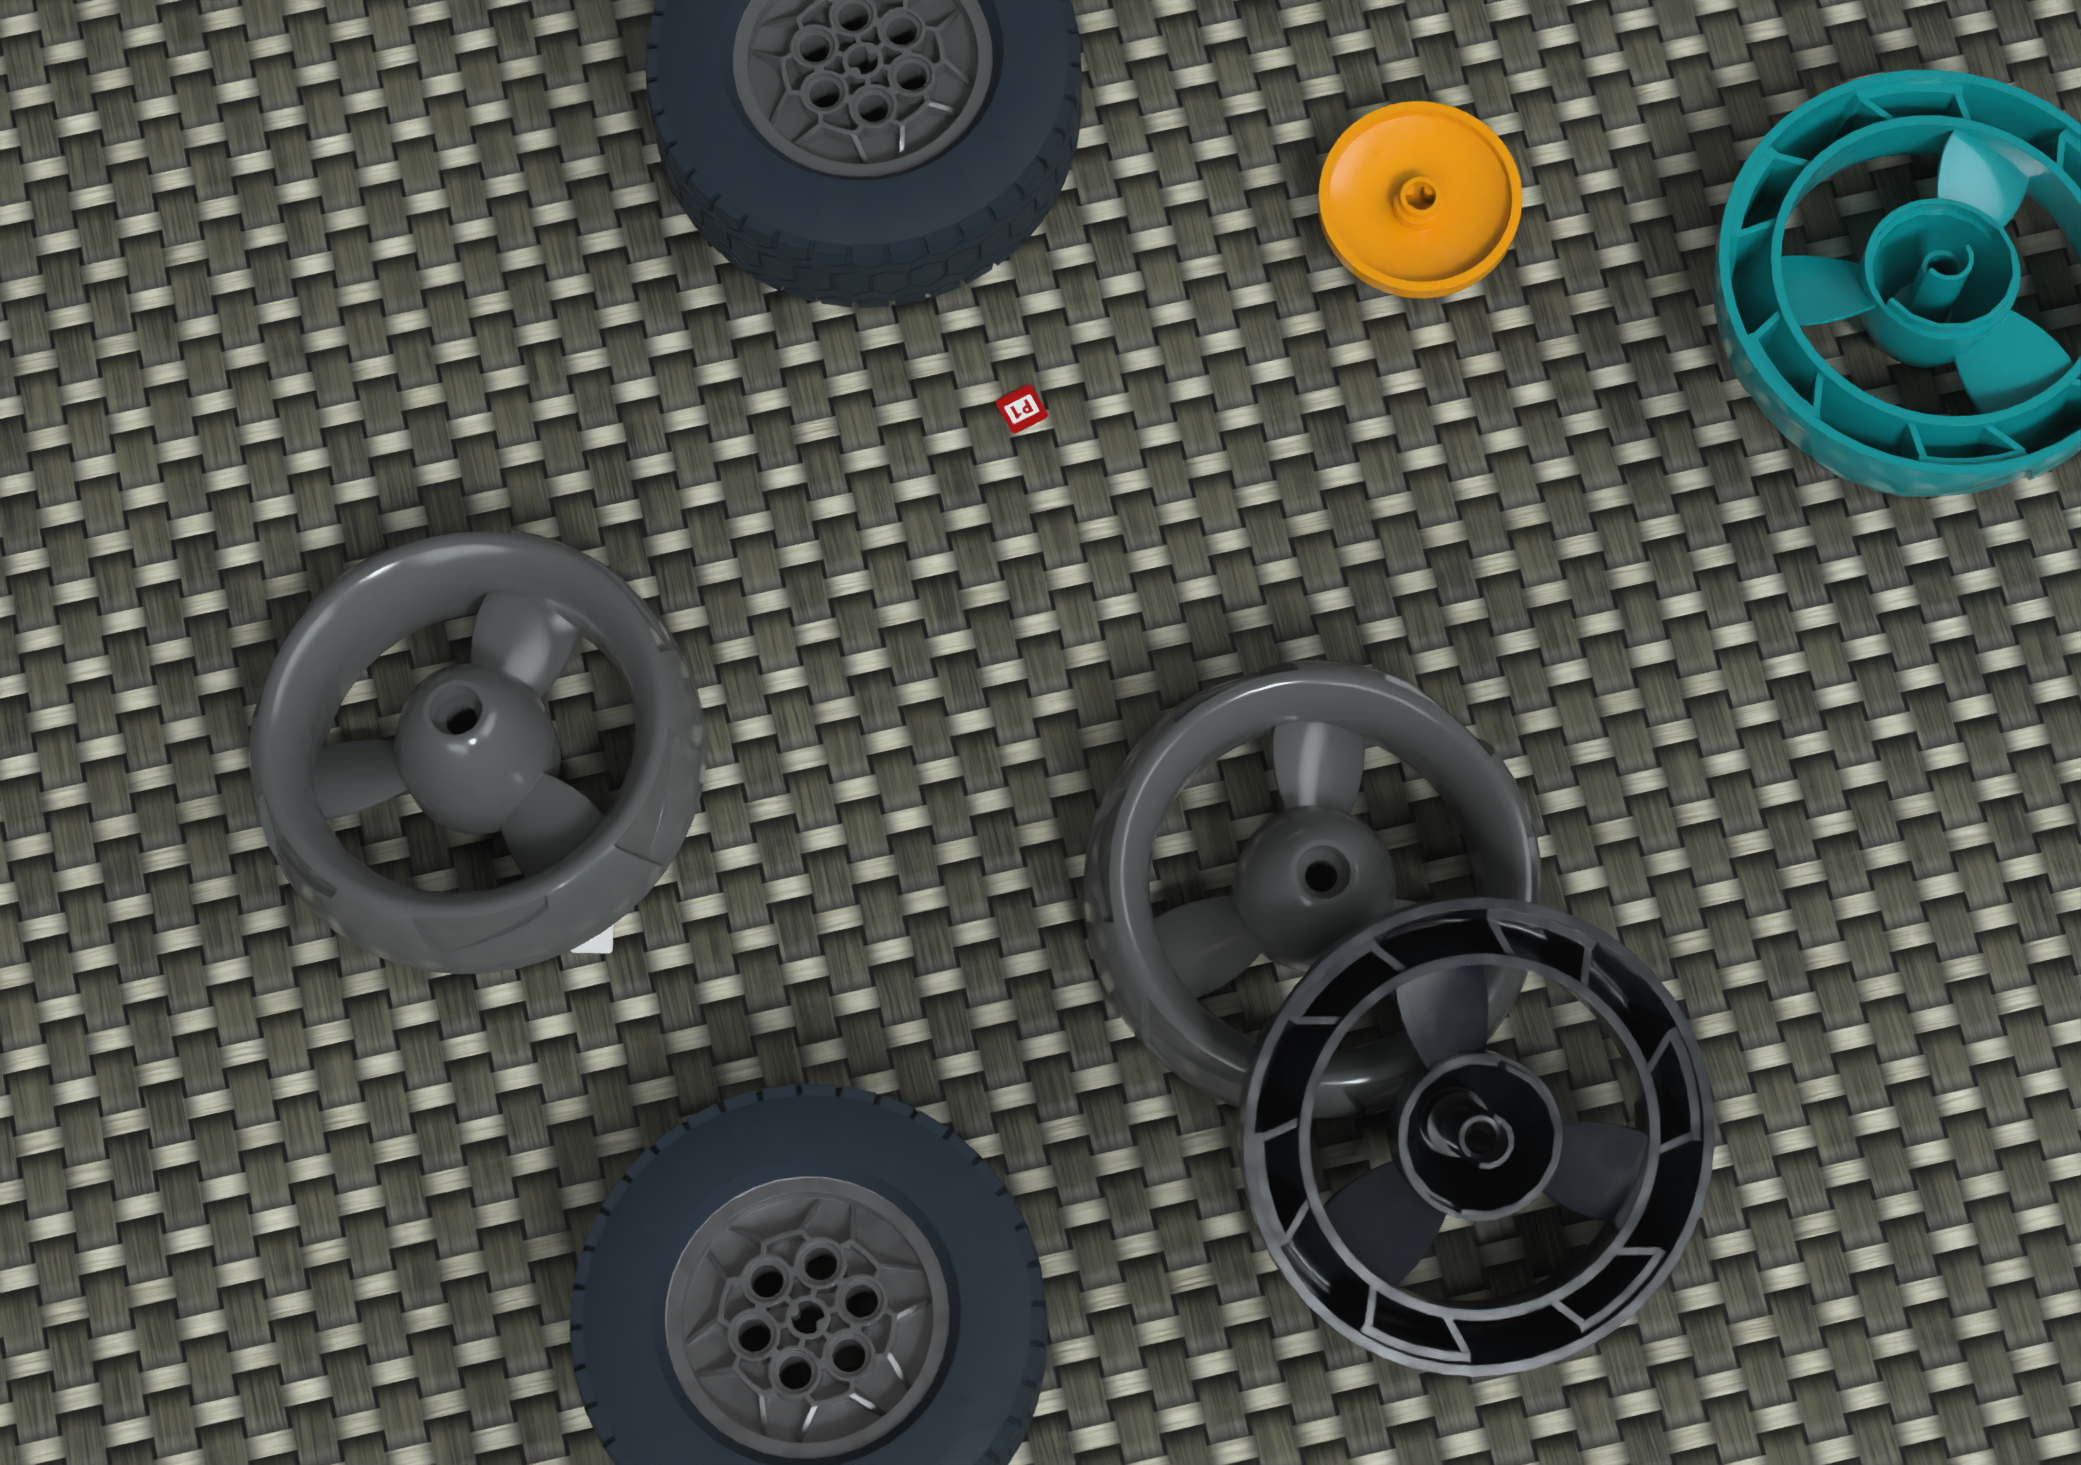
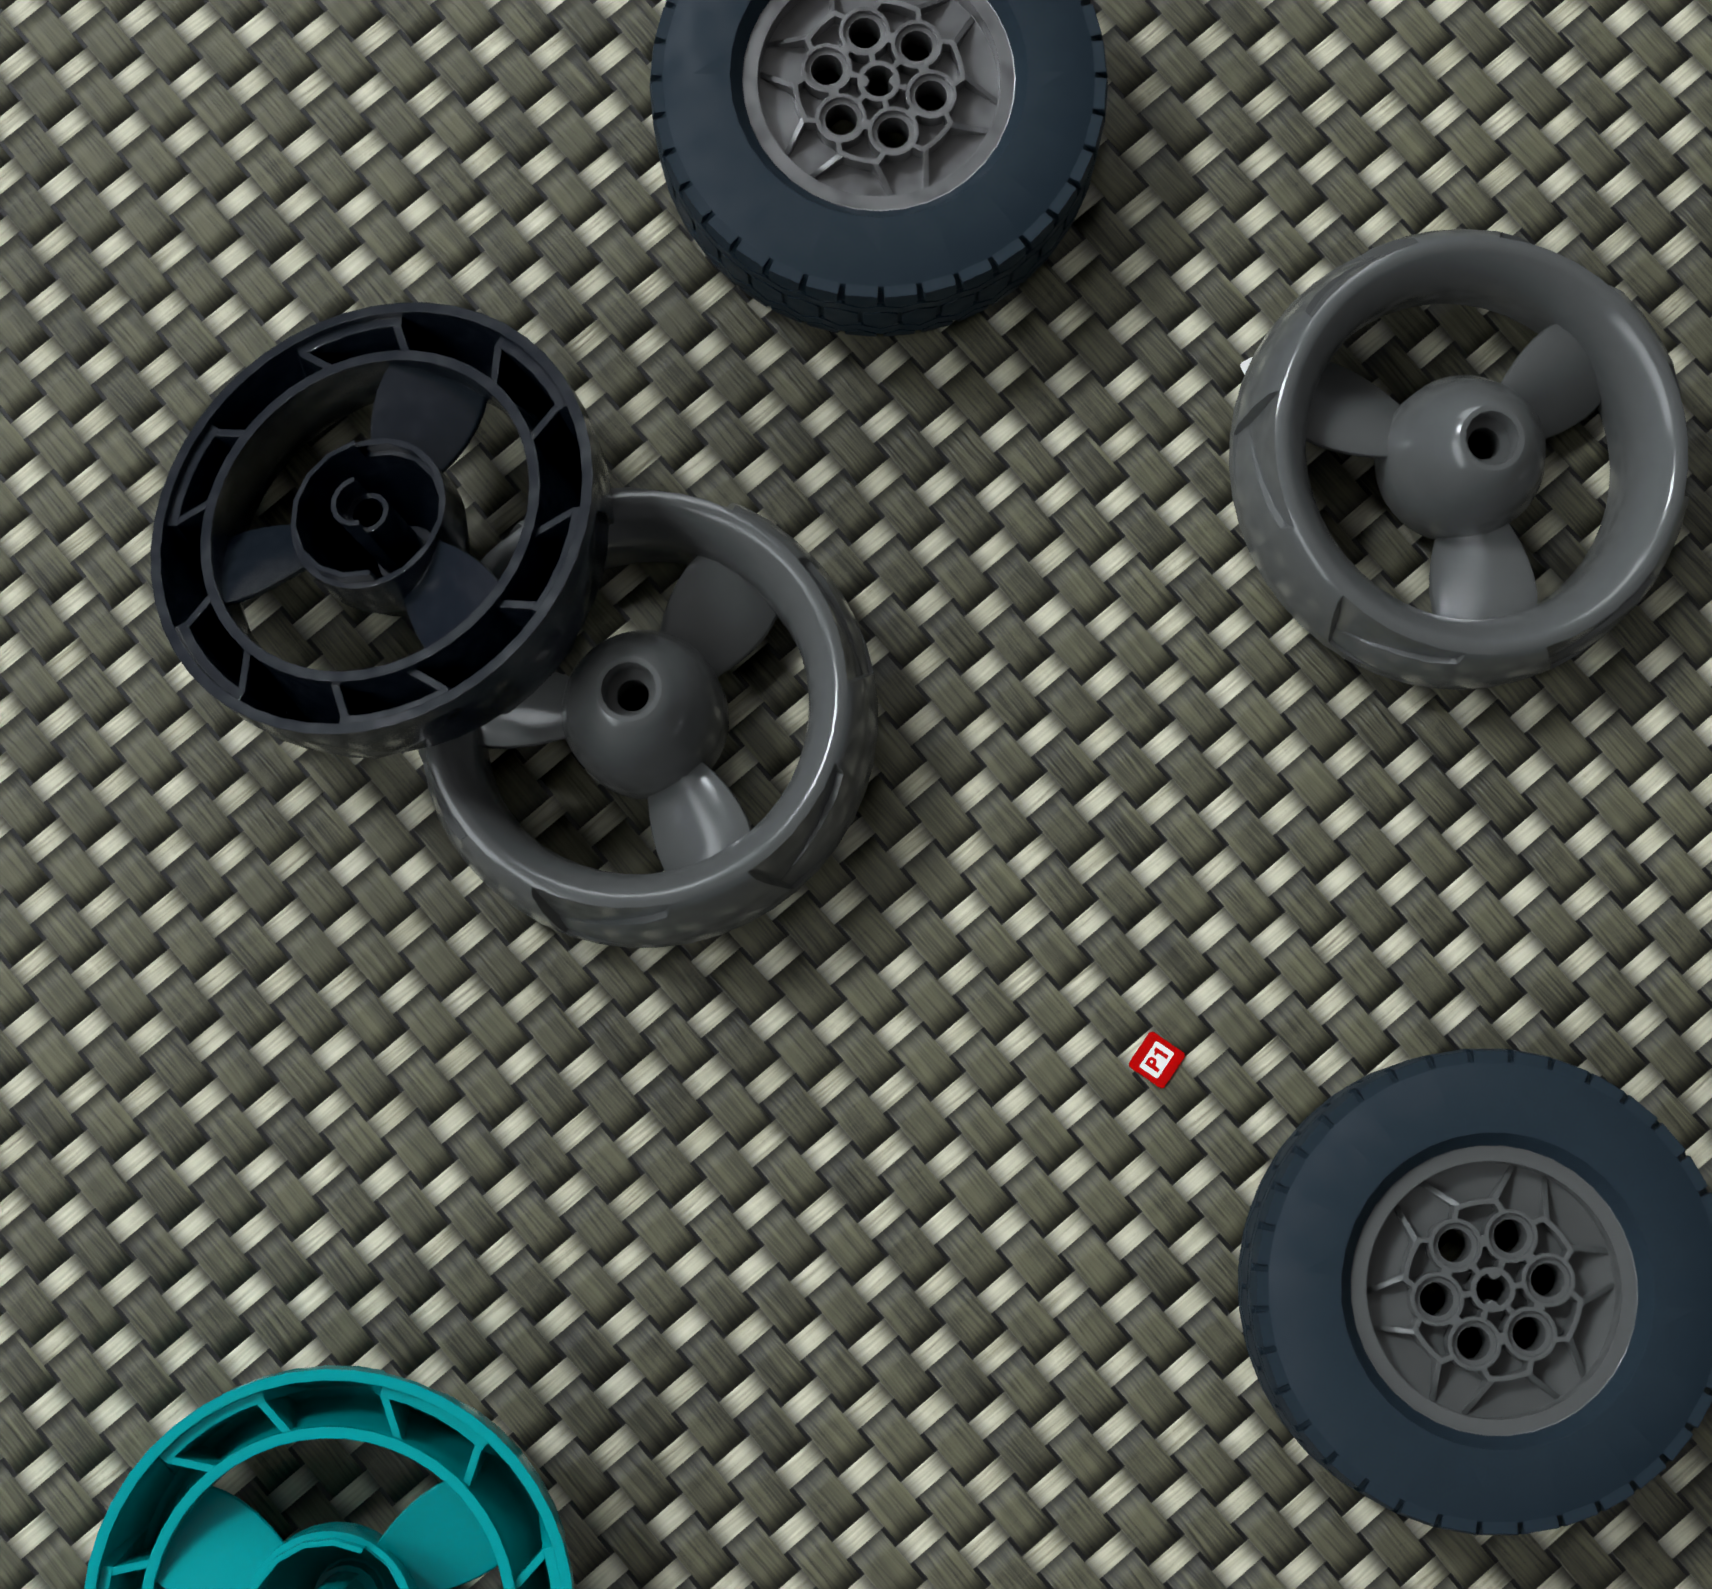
camera: 150 degrees right, 10 degrees up
(1419, 199) = (886, 1461): light orange dish -> none

